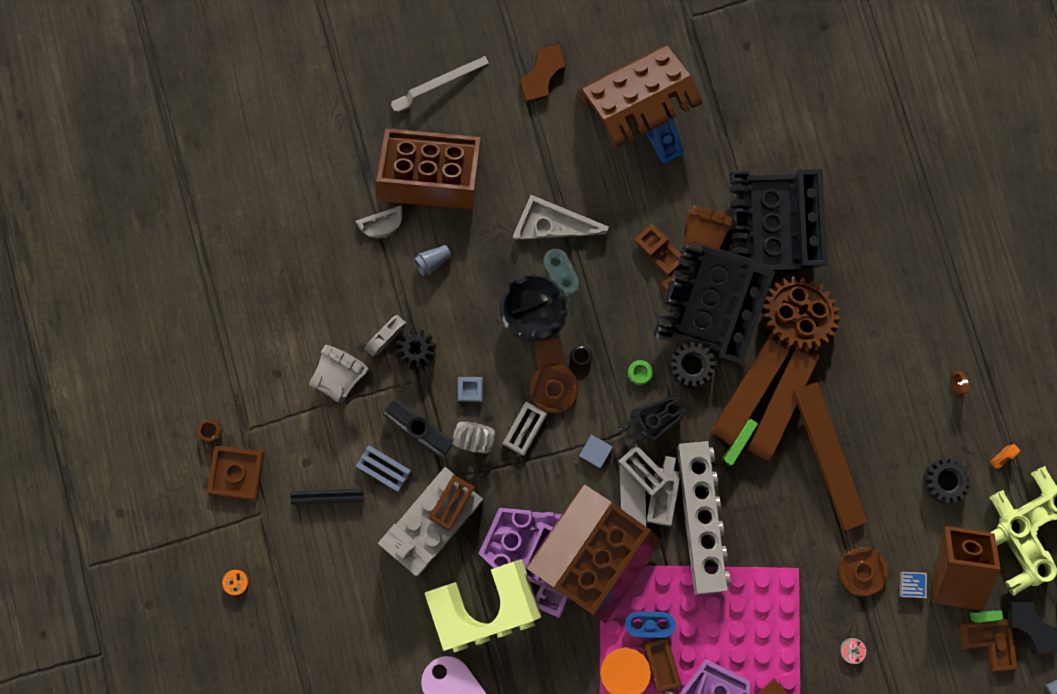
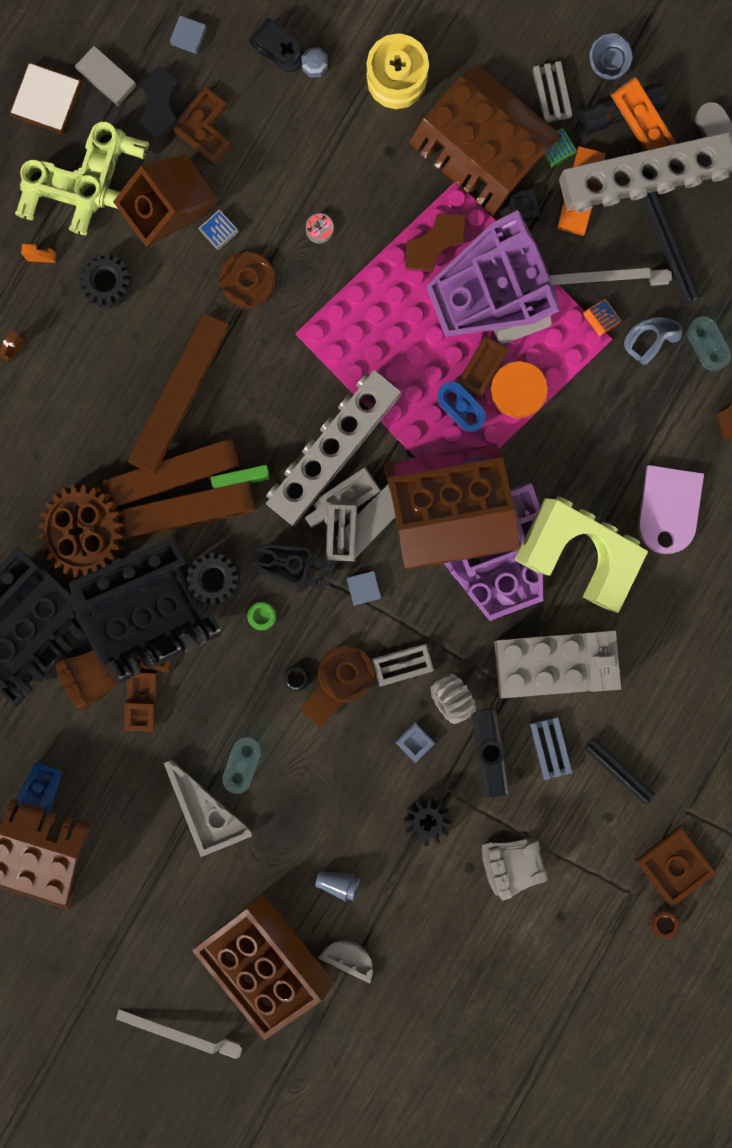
camera: 130 degrees left, 5 degrees up
(385, 336) = (441, 858): light grey piece -> none
(462, 484) = (503, 668): reddish brown tile -> none
(534, 308) = (297, 756): black piece -> none
(548, 64) = (70, 956): reddish brown tile -> none
(986, 616) = (187, 147): bright green tile -> none

